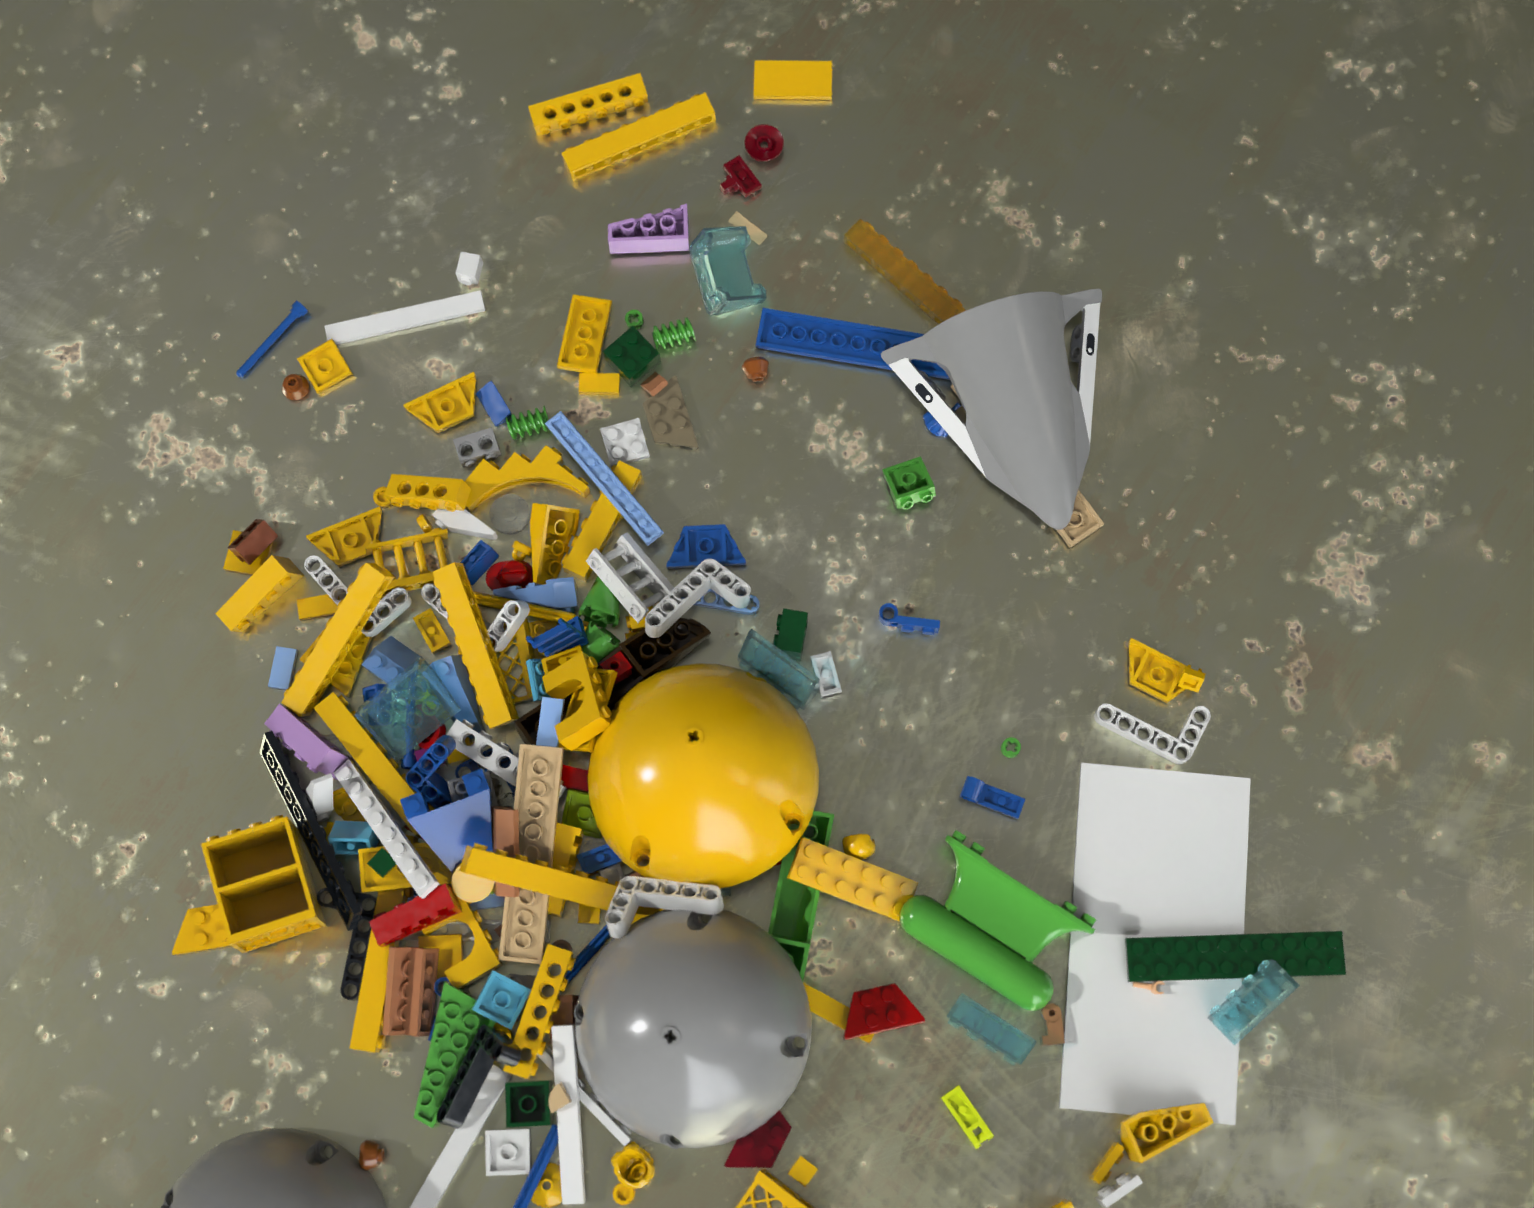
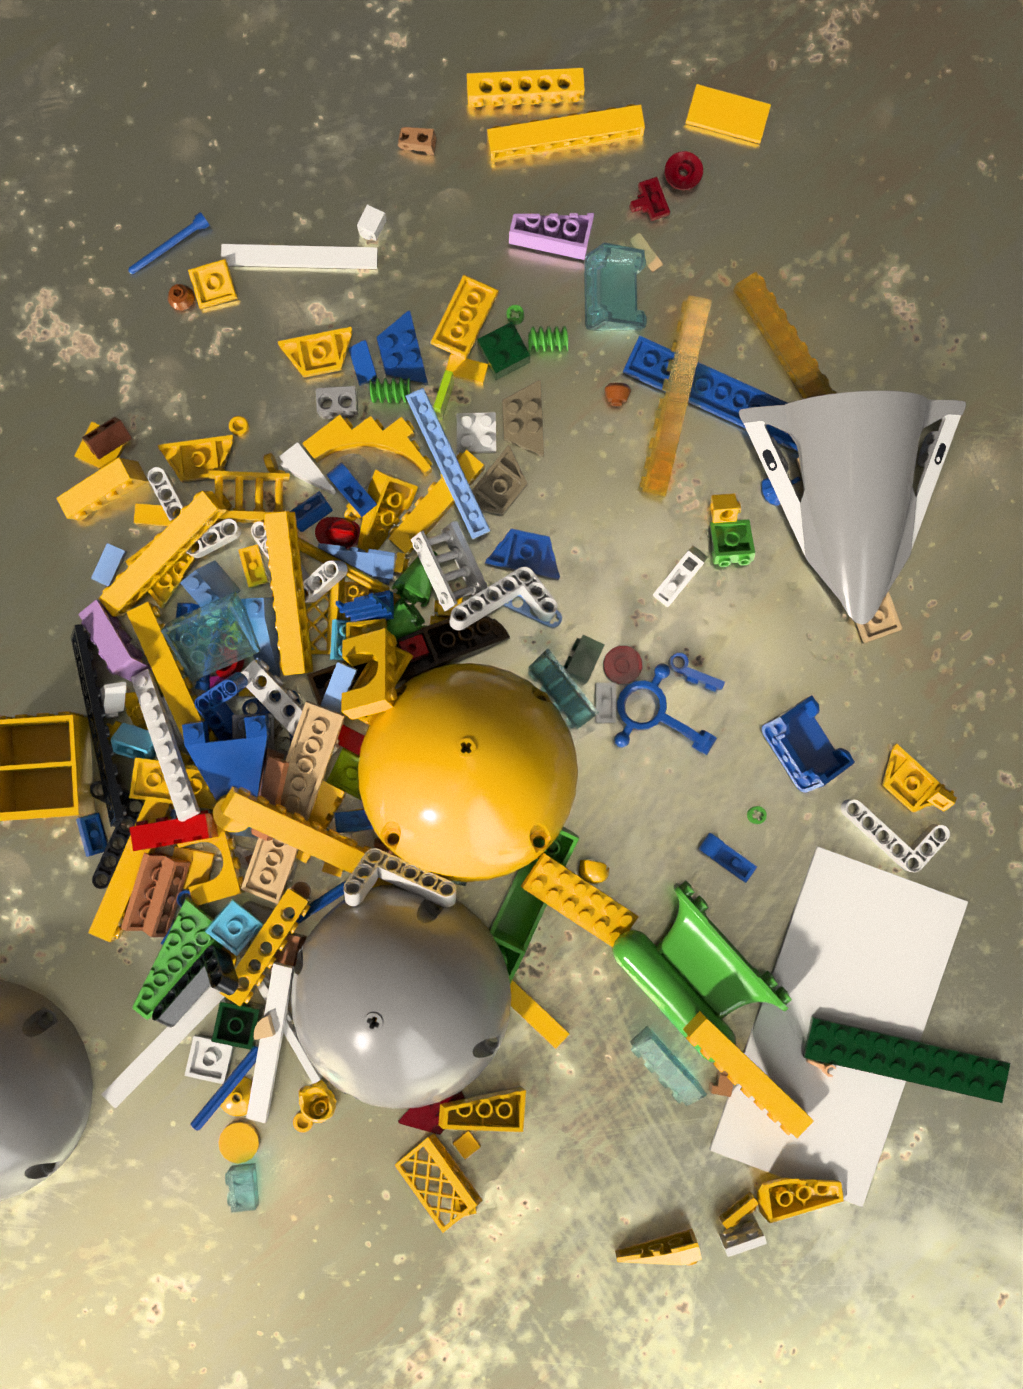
camera: 10 degrees right, 10 degrees up
(328, 948) = (92, 834): none -> blue slope
(370, 1155) = (86, 1030): dark orange cone -> none
(382, 862) = (153, 776): dark green tile -> none
(427, 492) = (279, 434): yellow brick -> none
(495, 179) = (417, 139): none -> medium nougat leg
(513, 528) = (351, 489): none -> blue plate
(529, 383) = (401, 351): none -> blue wing
(582, 589) = (401, 563): none -> yellow plate
(583, 412) = (444, 394): none -> lime tile
(654, 384) = (518, 383): nougat tile -> none
(662, 486) = (500, 484): none -> dark tan wing
(814, 362) = (676, 396): none -> clear yellow brick
(818, 1126) = (486, 1112): none -> yellow wedge
(833, 632) = (622, 665): none -> red tile
(866, 529) = (680, 576): none -> white slope
(880, 1011) = (572, 1023): red wing -> none
(892, 451) = (724, 508): none -> yellow brick
(933, 687) = (702, 741): none -> blue piece
(966, 1116) = (625, 1135): neon yellow plate -> none
(1038, 665) = (805, 747): none -> blue windscreen
(1074, 1010) = (745, 1072): none -> yellow brick
(1252, 1001) = (912, 1109): clear light blue slope -> none

